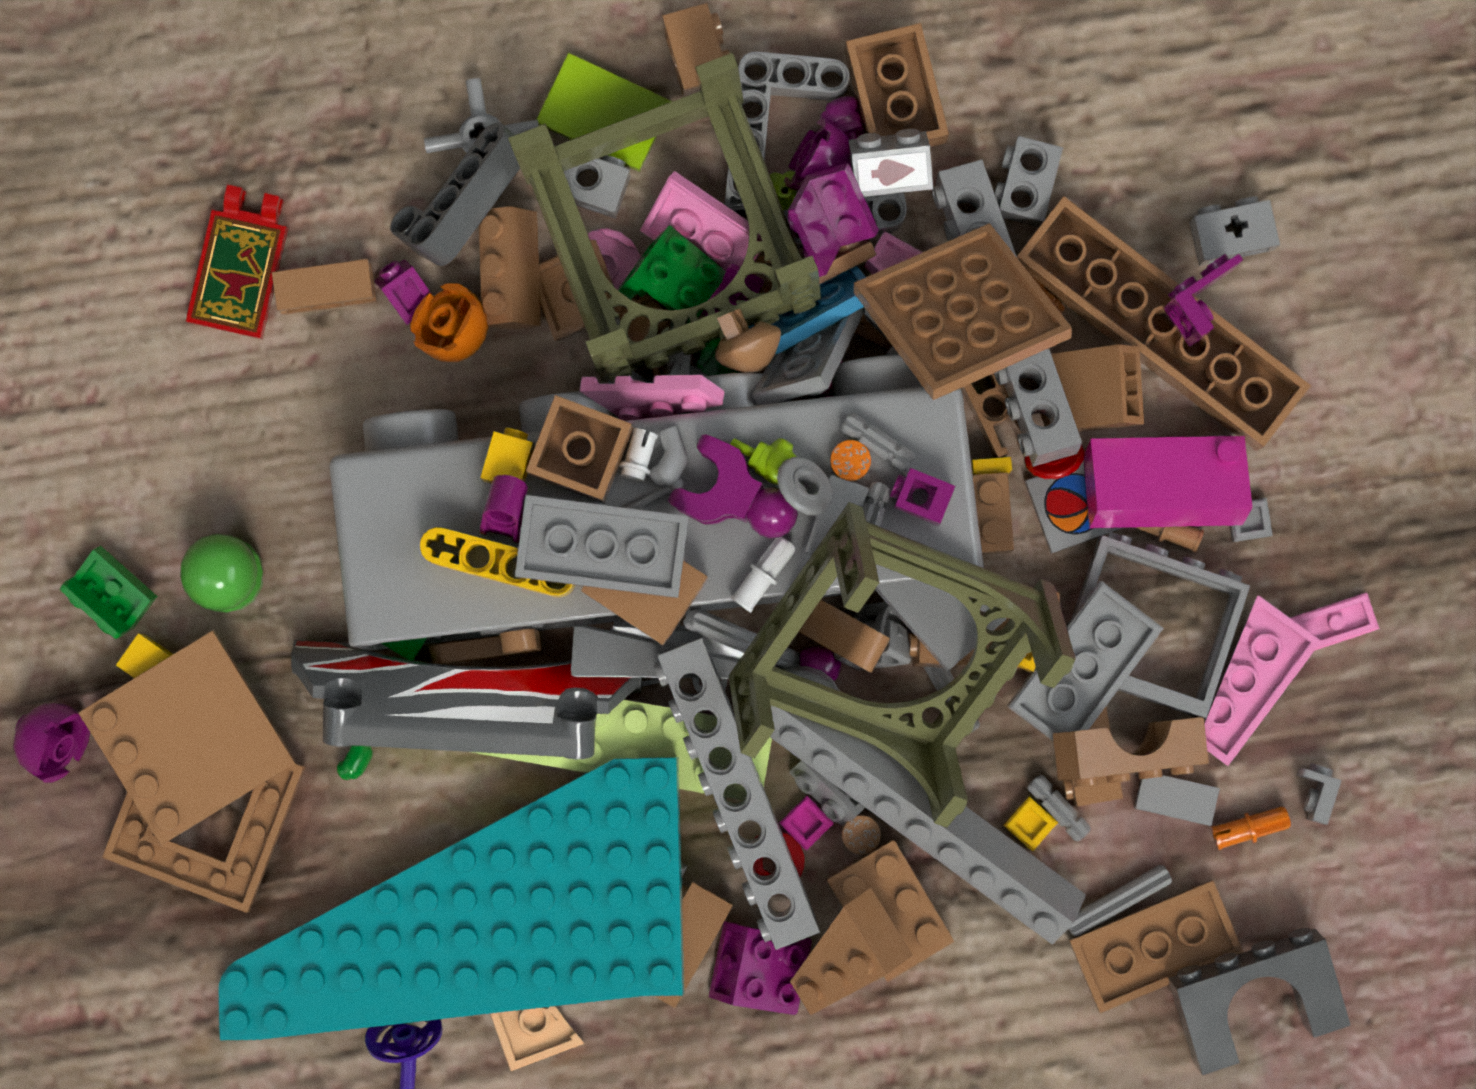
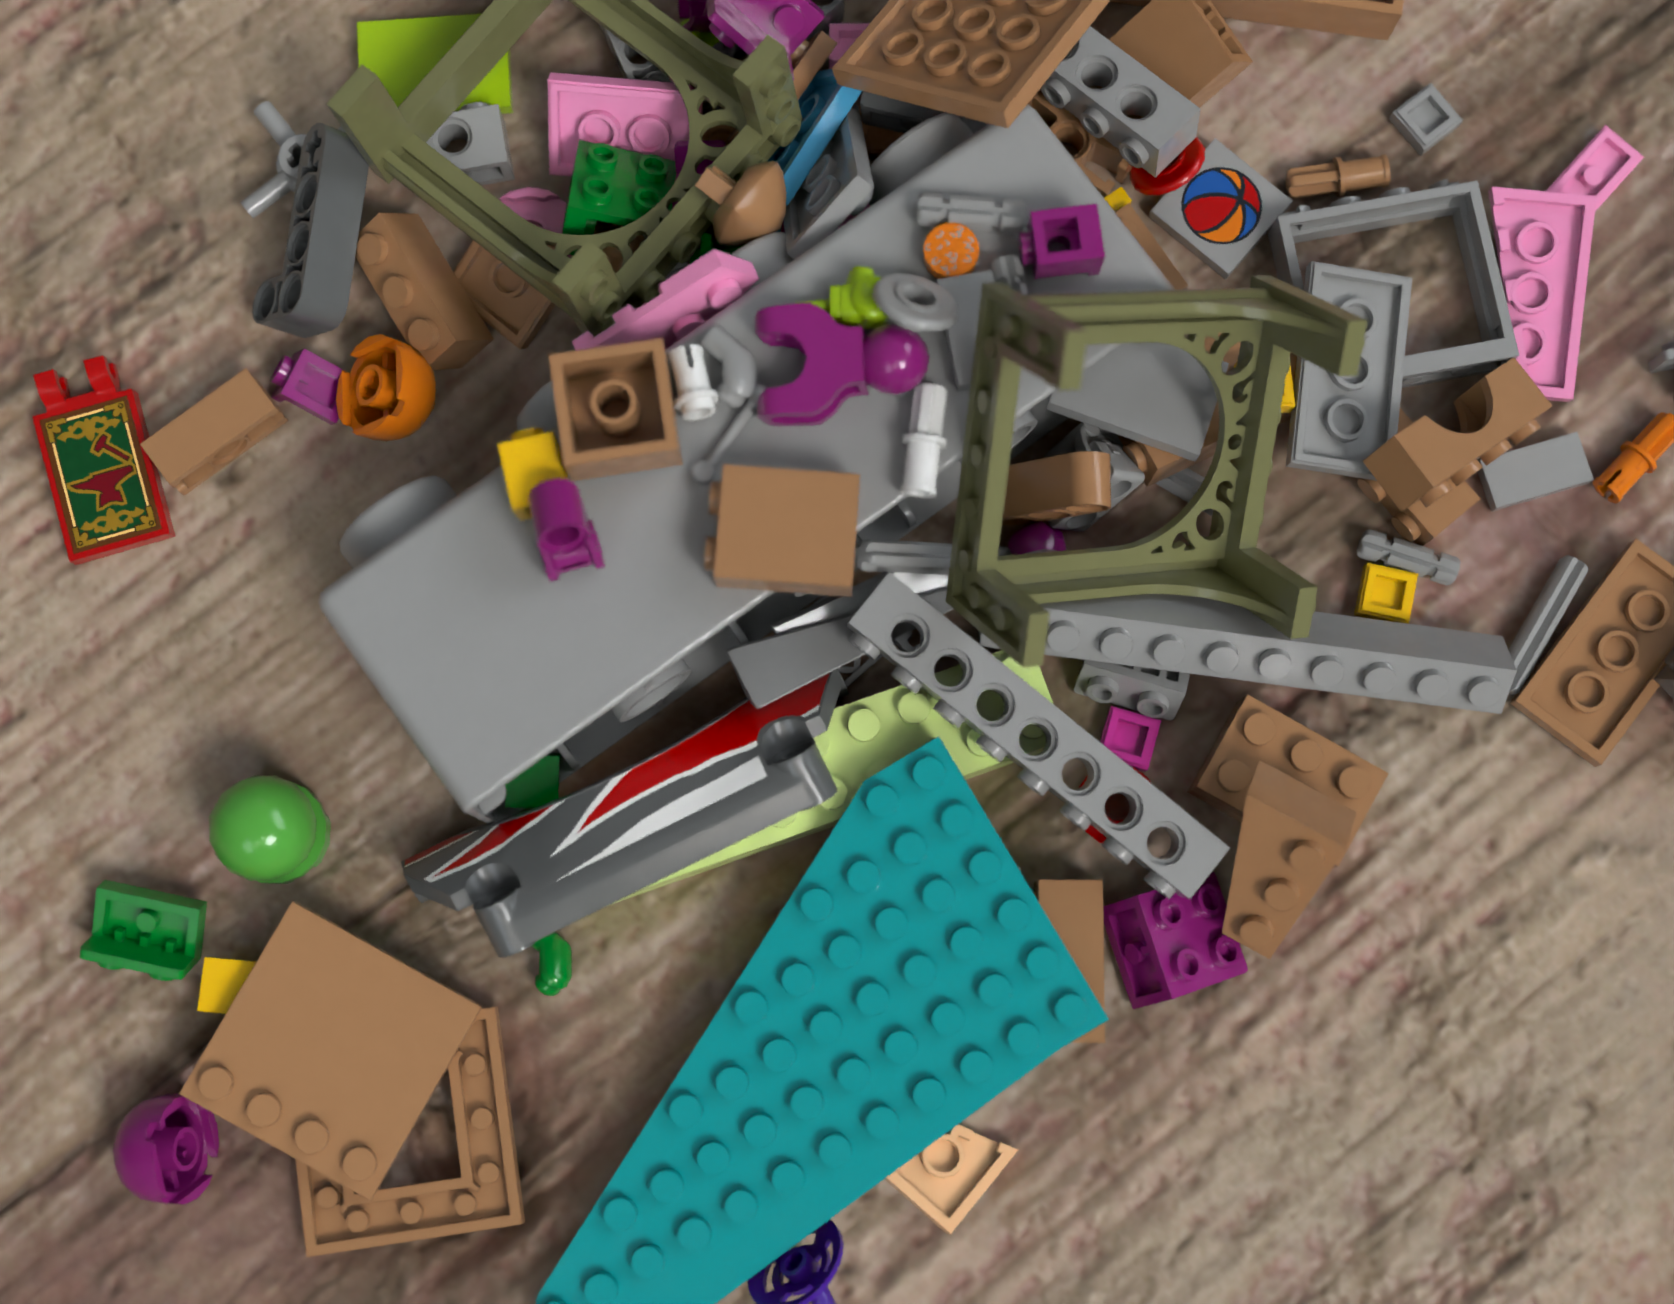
camera: 30 degrees left, 5 degrees down
(496, 567) = (591, 590): yellow beam -> none
(506, 644) = (671, 711): medium nougat beam -> none
(602, 546) = (710, 504): light grey plate -> none
(860, 834) = (1200, 716): medium nougat tile -> none
(1167, 482) = (1315, 117): dark pink brick -> none

